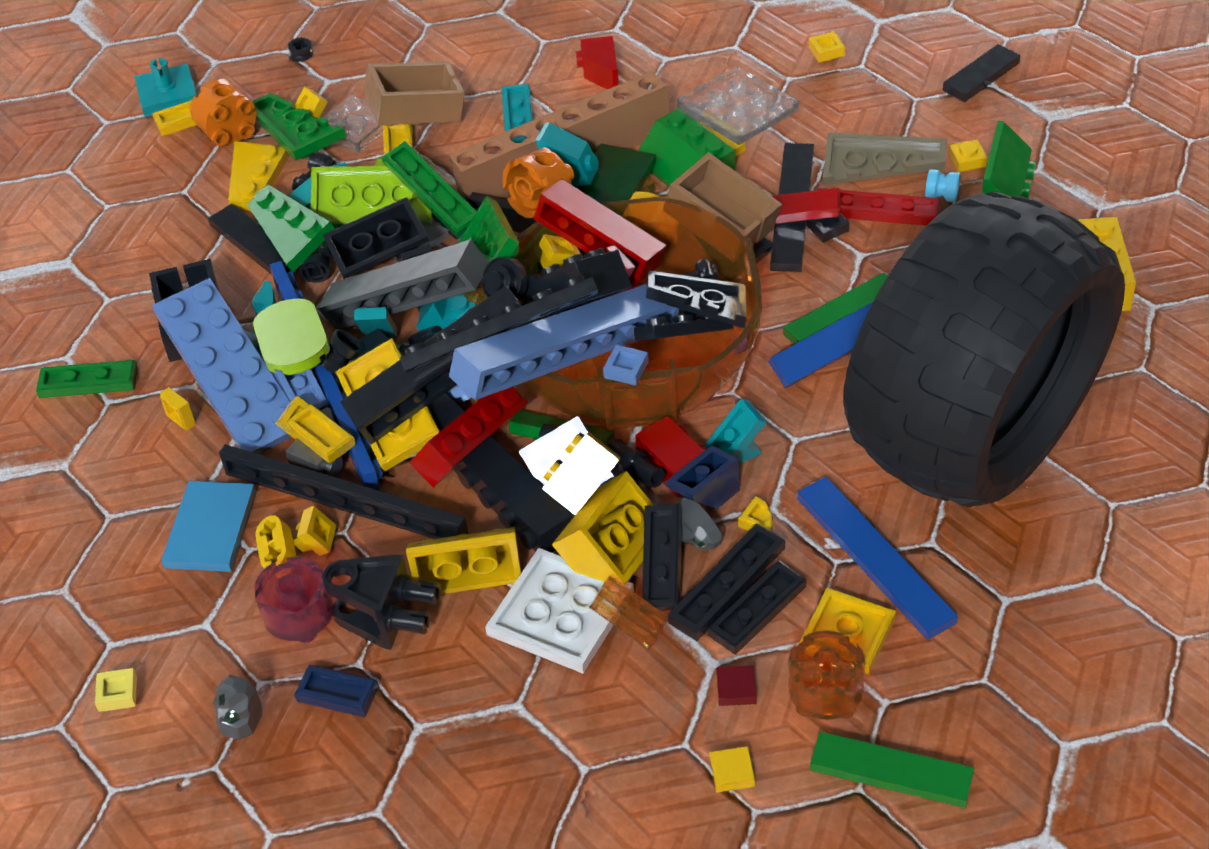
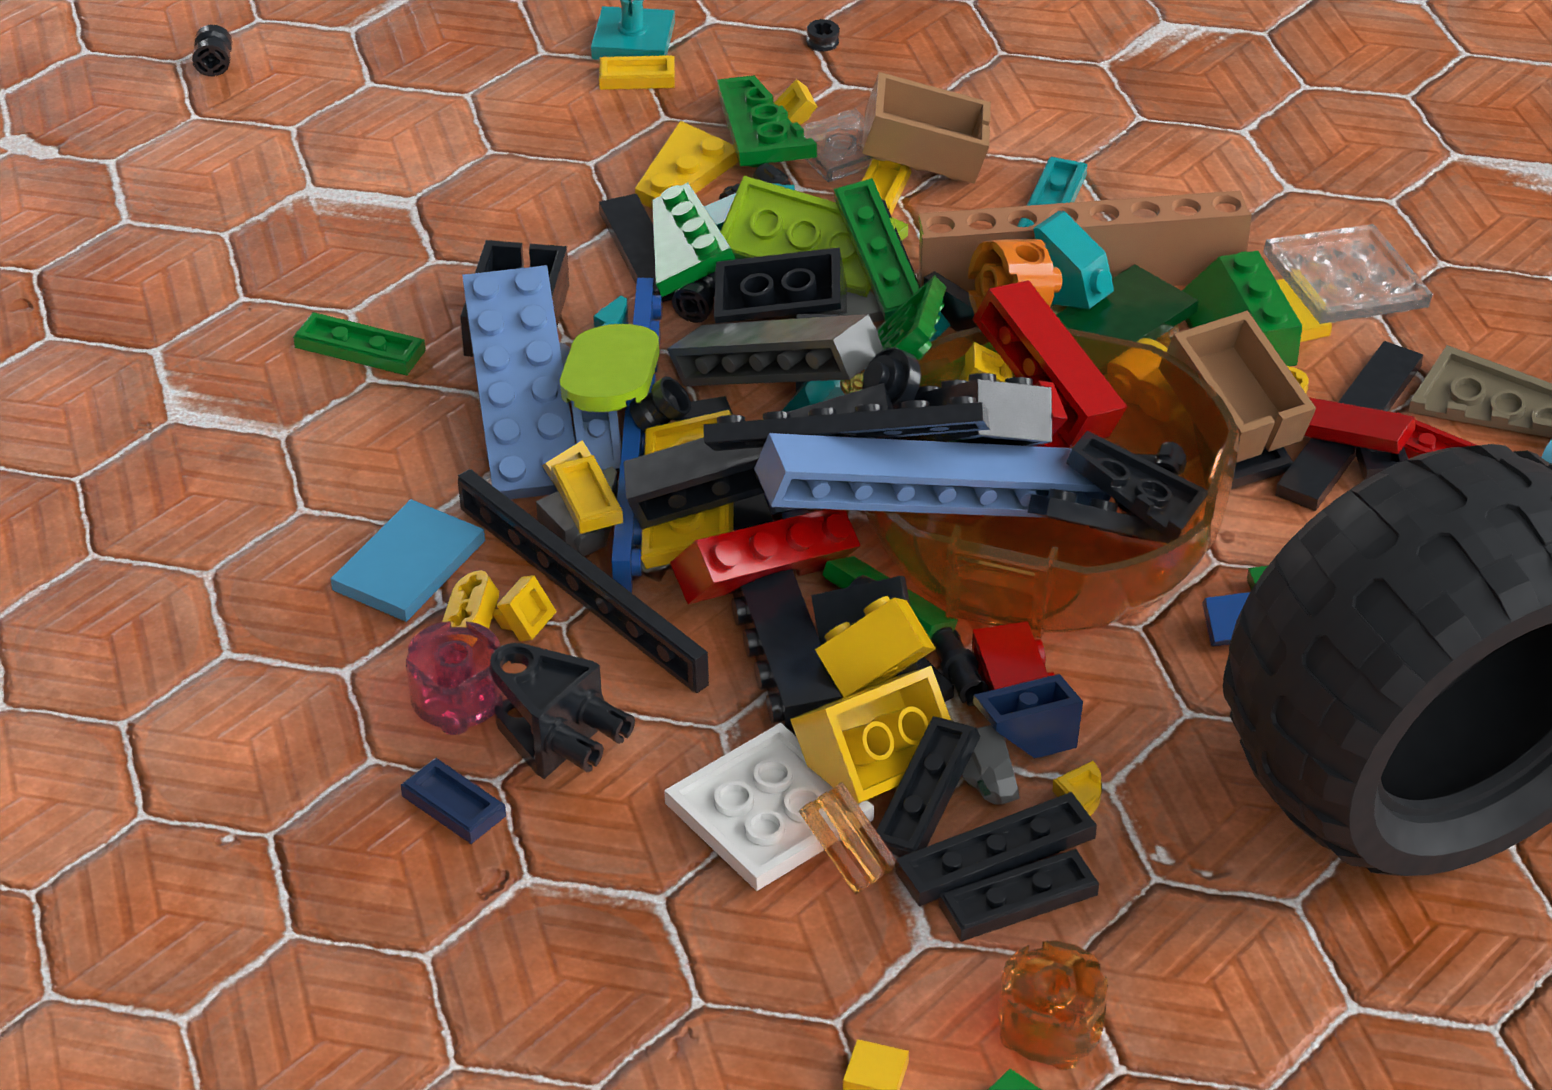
camera: 20 degrees right, 5 degrees down
(116, 690) = (202, 704): light yellow plate -> none
(177, 409) = (441, 412): yellow tile -> none
(223, 112) = (681, 80): orange brick -> none
(237, 707) = (325, 773): dark grey rock -> none
(375, 318) = (727, 381): teal tile -> none
(466, 560) = (683, 705): yellow slope -> none
(598, 61) = (1193, 160): red slope -> none
(625, 365) = (988, 532): medium blue plate -> none
(736, 685) = (938, 976): dark red tile -> none
(738, 432) = (1106, 677): teal slope -> none
(826, 47) = (1513, 237): yellow plate -> none
(856, 618) = (1135, 960): yellow tile -> none
(877, 558) = (1209, 894): blue tile -> none

